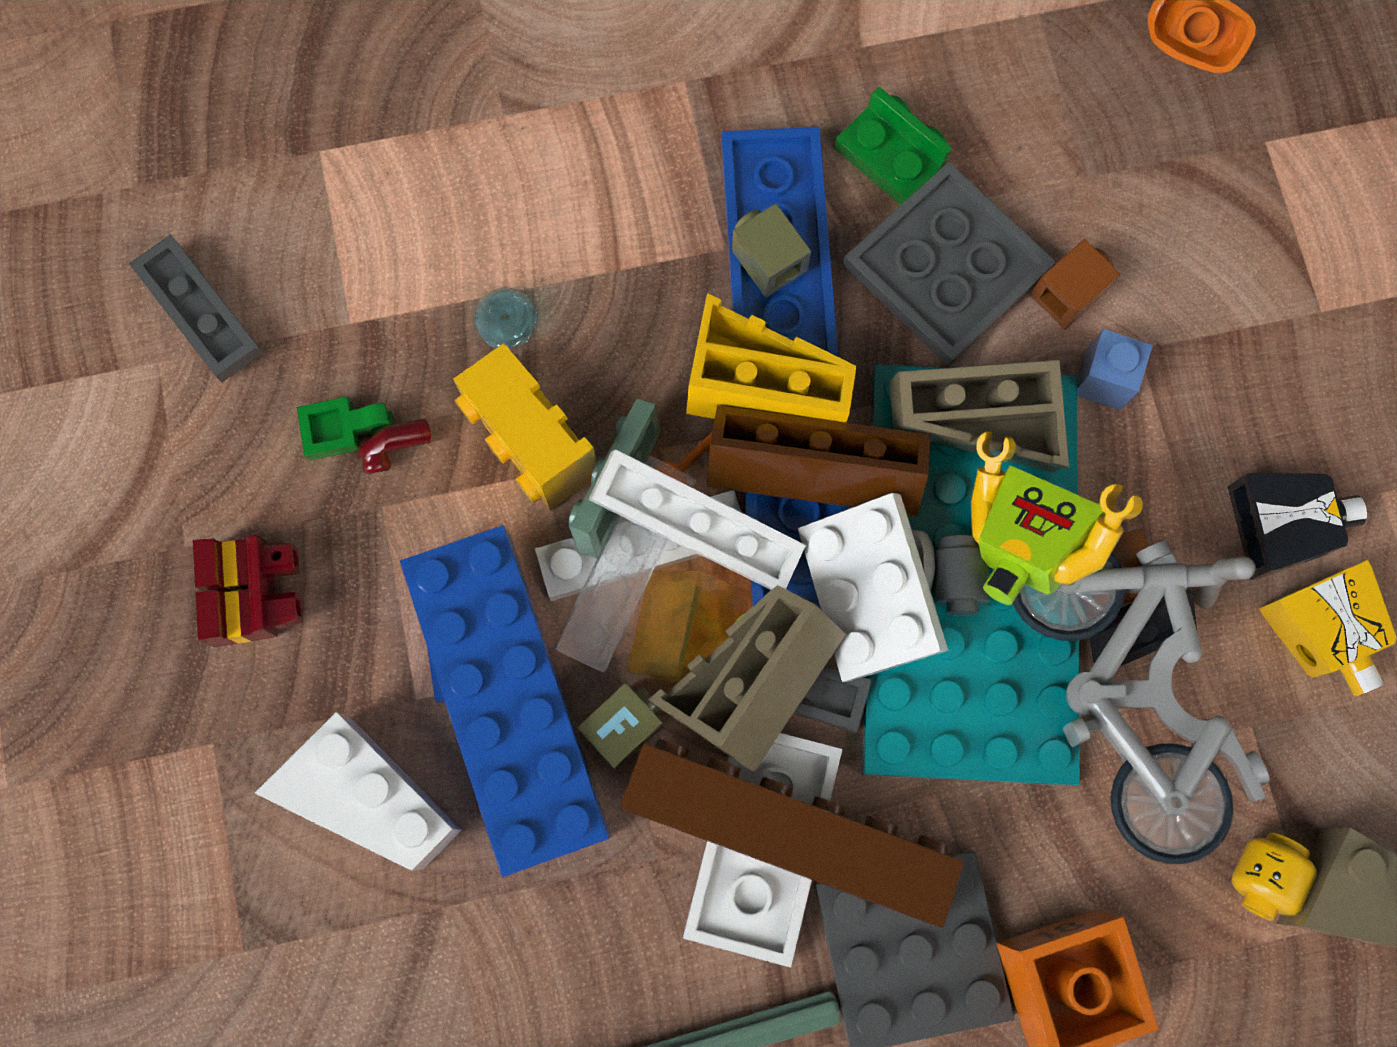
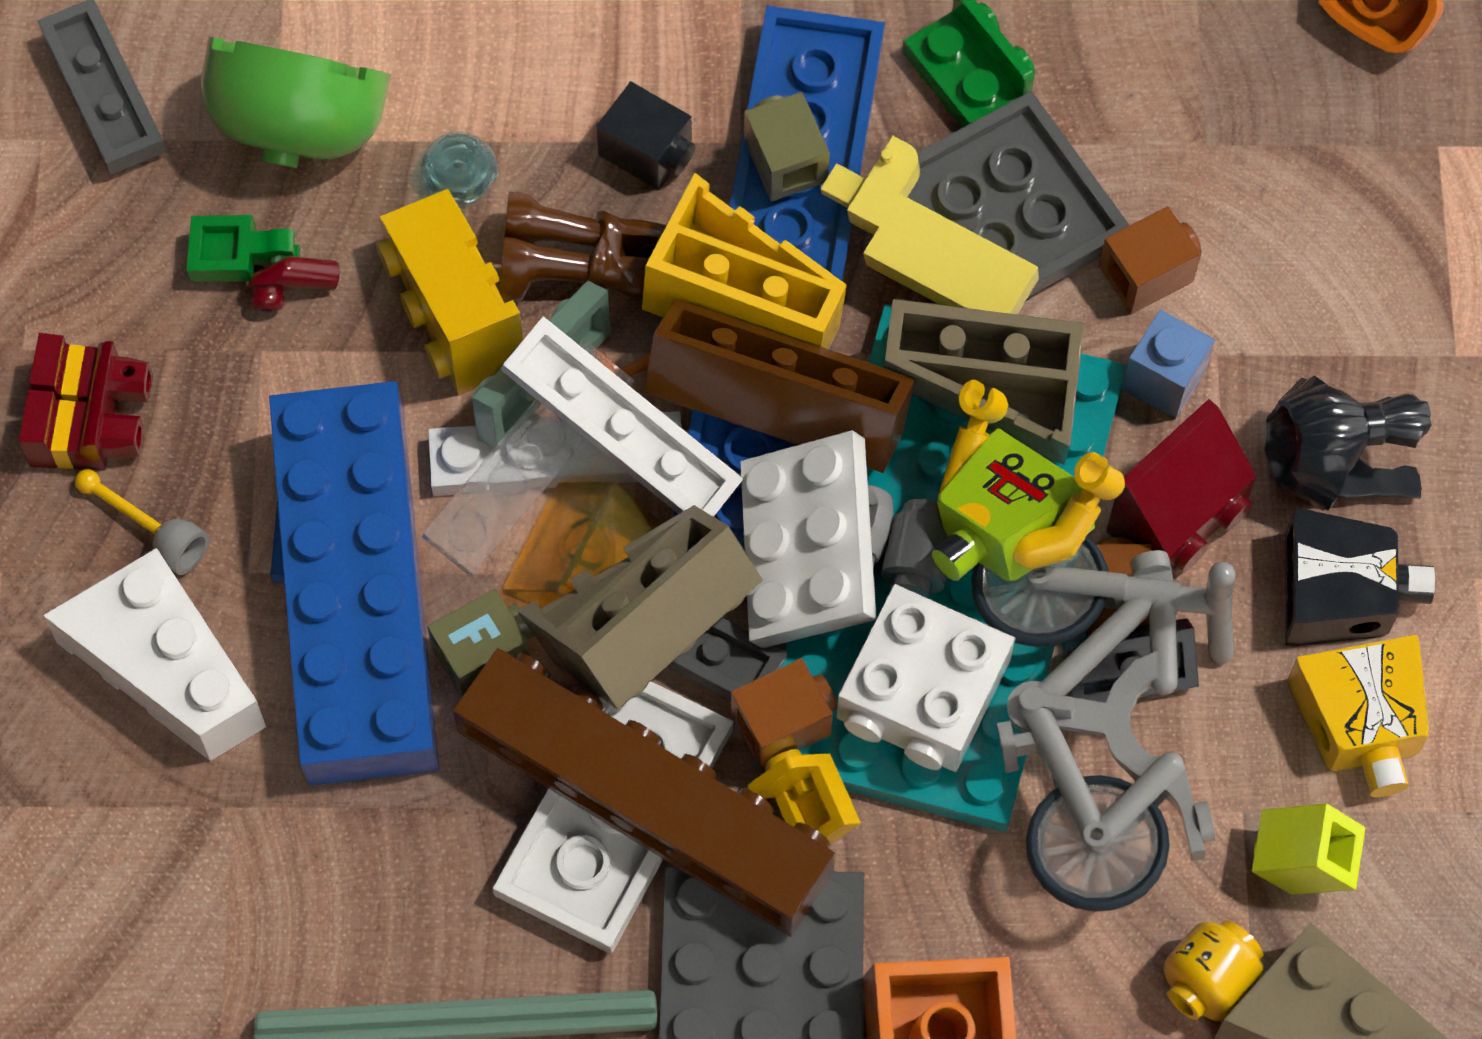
camera: 15 degrees right, 10 degrees down
(350, 692) = (177, 540): none -> light grey hinge
(355, 293) = (290, 101): none -> bright green cylinder
(646, 381) = (607, 265): none -> reddish brown piece
(651, 261) = (646, 136): none -> black brick
(887, 740) = (783, 711): none -> dark orange brick
(901, 313) = (921, 245): none -> light yellow piece
(919, 801) = (808, 792): none -> yellow bracket
(996, 690) = (924, 679): none -> white brick
(1161, 470) = (1186, 489): none -> dark red slope
(1255, 410) = (1321, 433): none -> black piece
(1323, 758) = (1308, 849): none -> neon yellow brick

